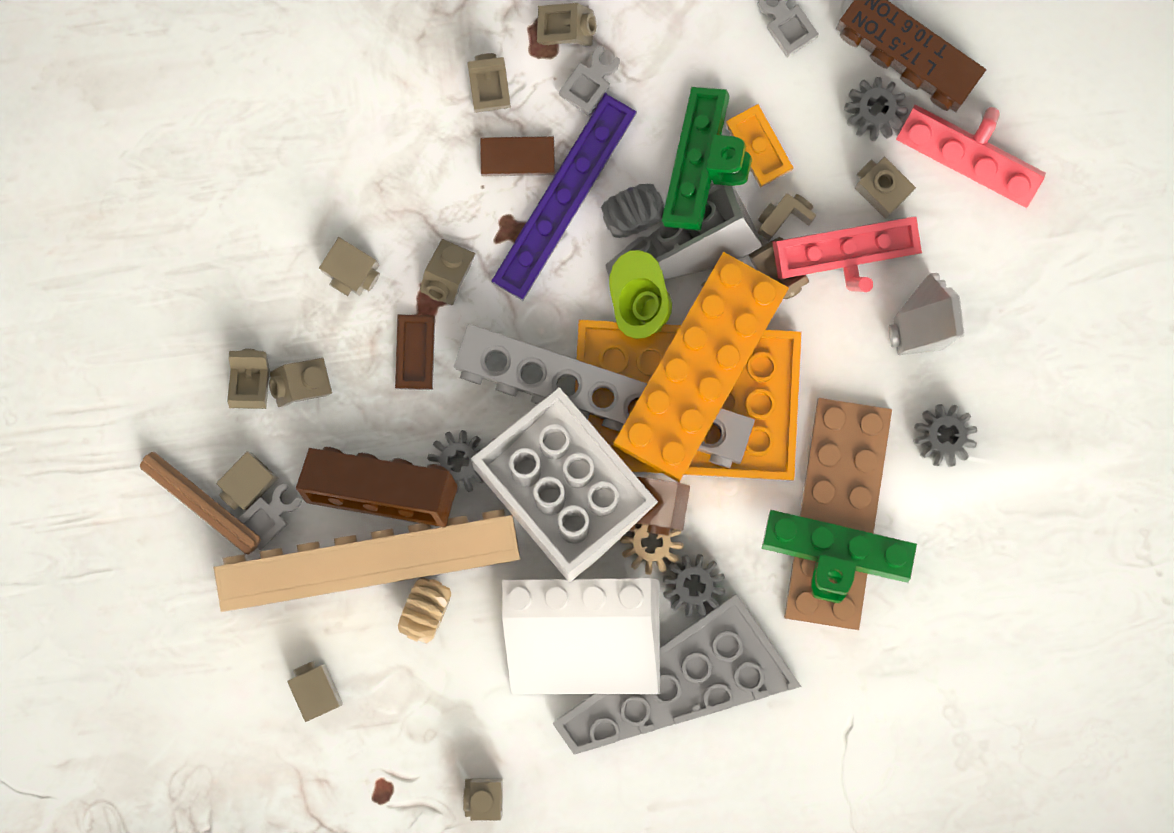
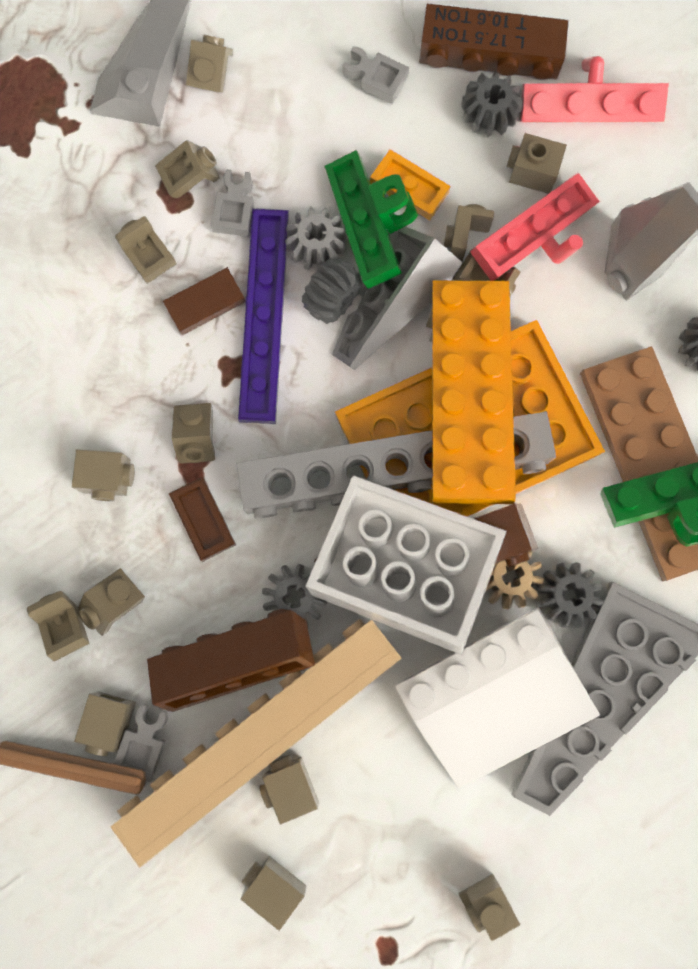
camera: 30 degrees left, 5 degrees down
(370, 617) = (288, 789): none -> dark tan brick
(424, 610) = (336, 755): tan gear -> none
(639, 294) = (378, 356): lime piece -> none
(654, 143) = (315, 227): none -> light grey gear

